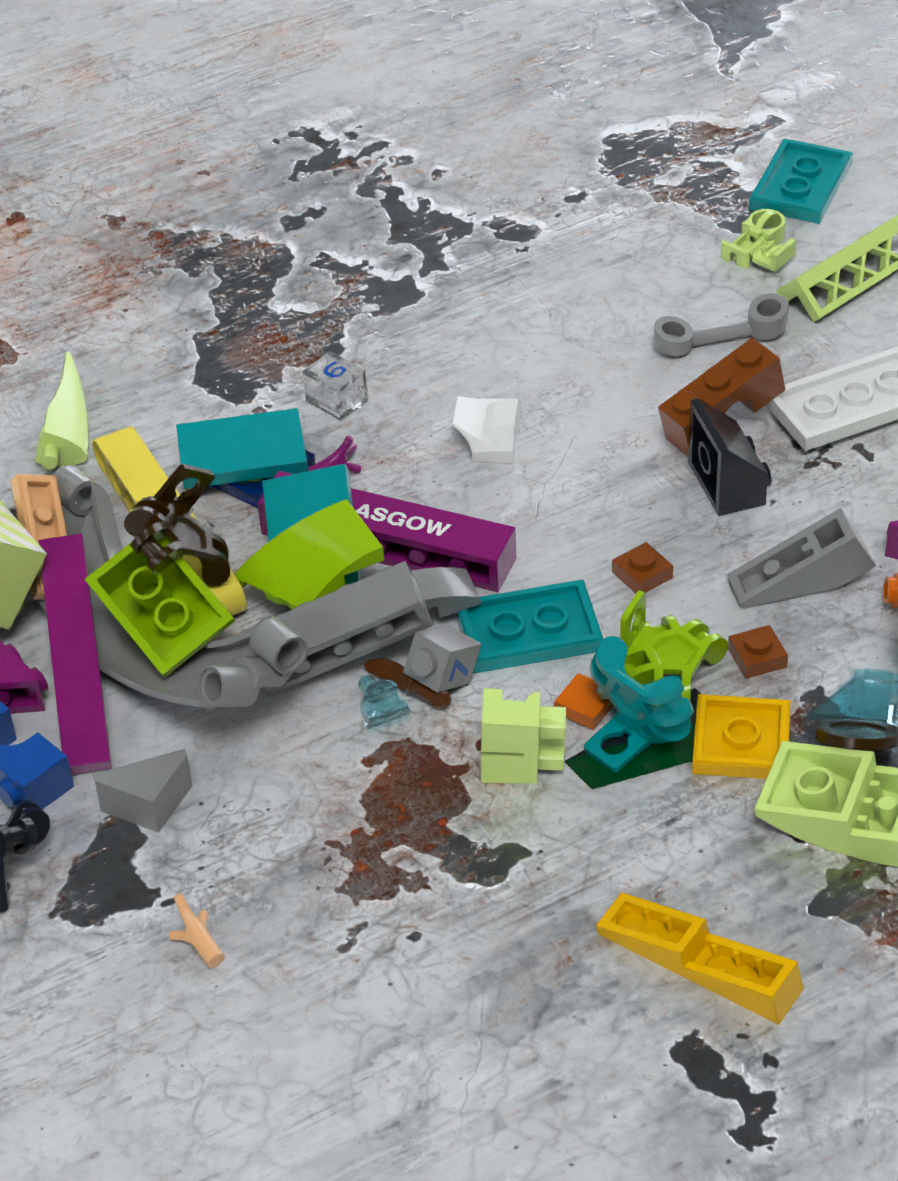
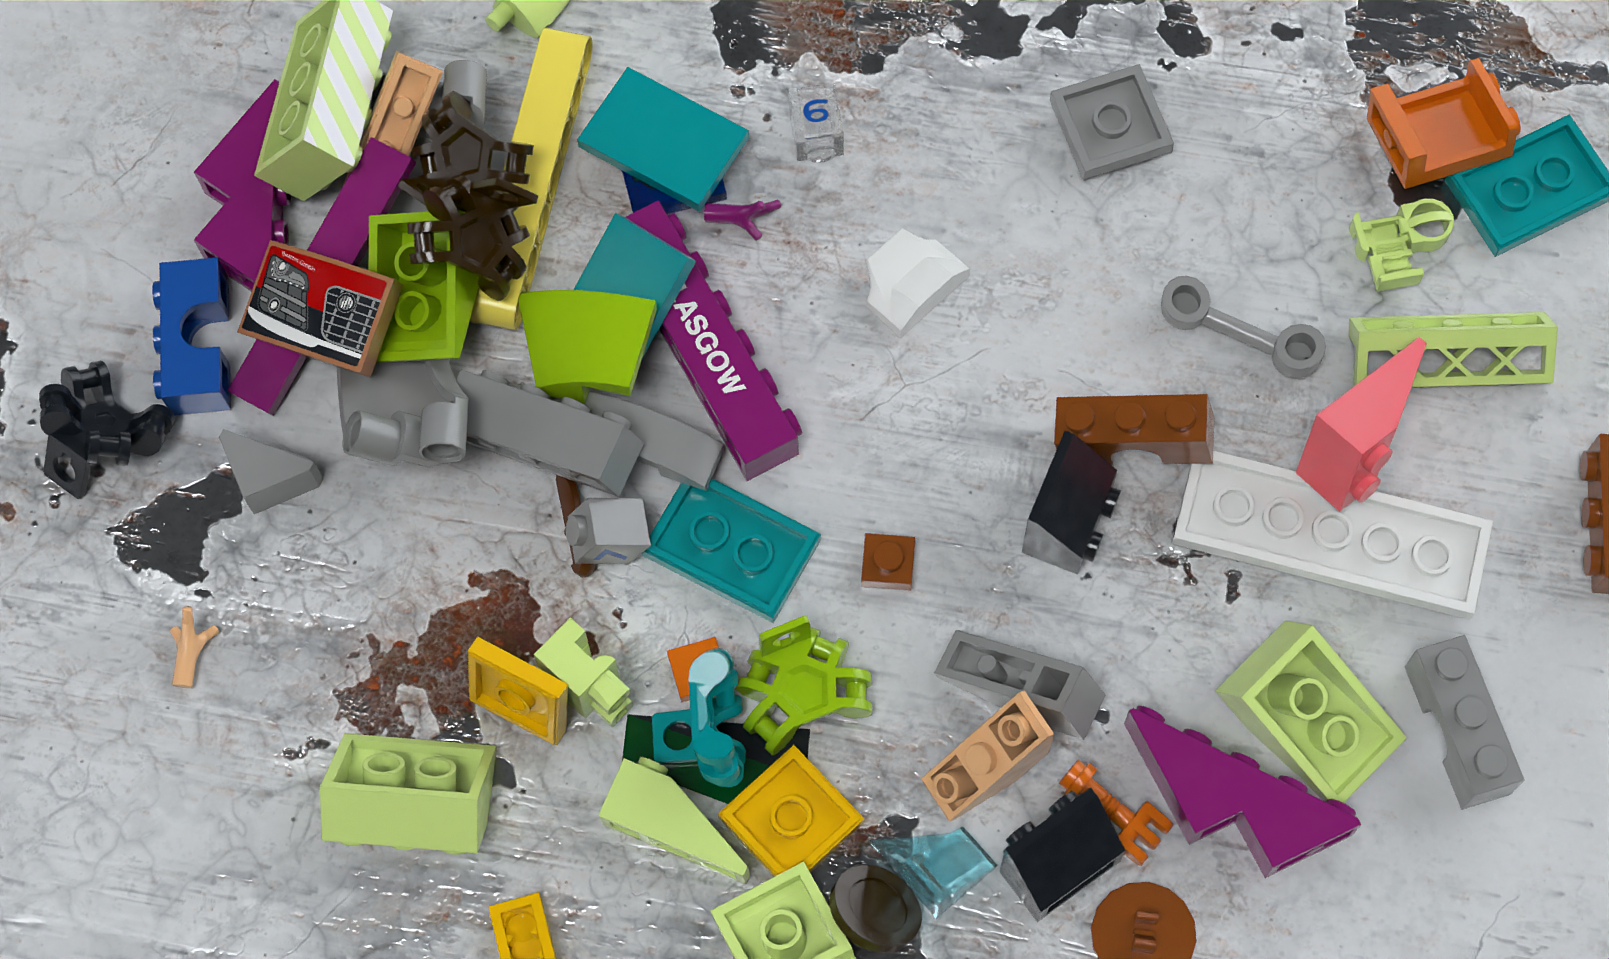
camera: 40 degrees right, 25 degrees up
(98, 654) = (320, 308): none -> slope
(110, 507) = (462, 151): none -> dark brown piece
(380, 701) = (529, 529): clear light blue piece -> none
(468, 897) = (407, 793): none -> yellowish green slope
(483, 773) = (517, 691): none -> yellow tile
(524, 284) = (1111, 121): none -> light grey plate
(667, 783) = (659, 813): none -> yellowish green slope
(724, 177) = (1444, 126): none -> orange panel
(757, 651) = (895, 739): dark orange plate -> none
(835, 599) = (990, 757): none -> light nougat slope
(861, 310) = (1356, 430): none -> coral slope

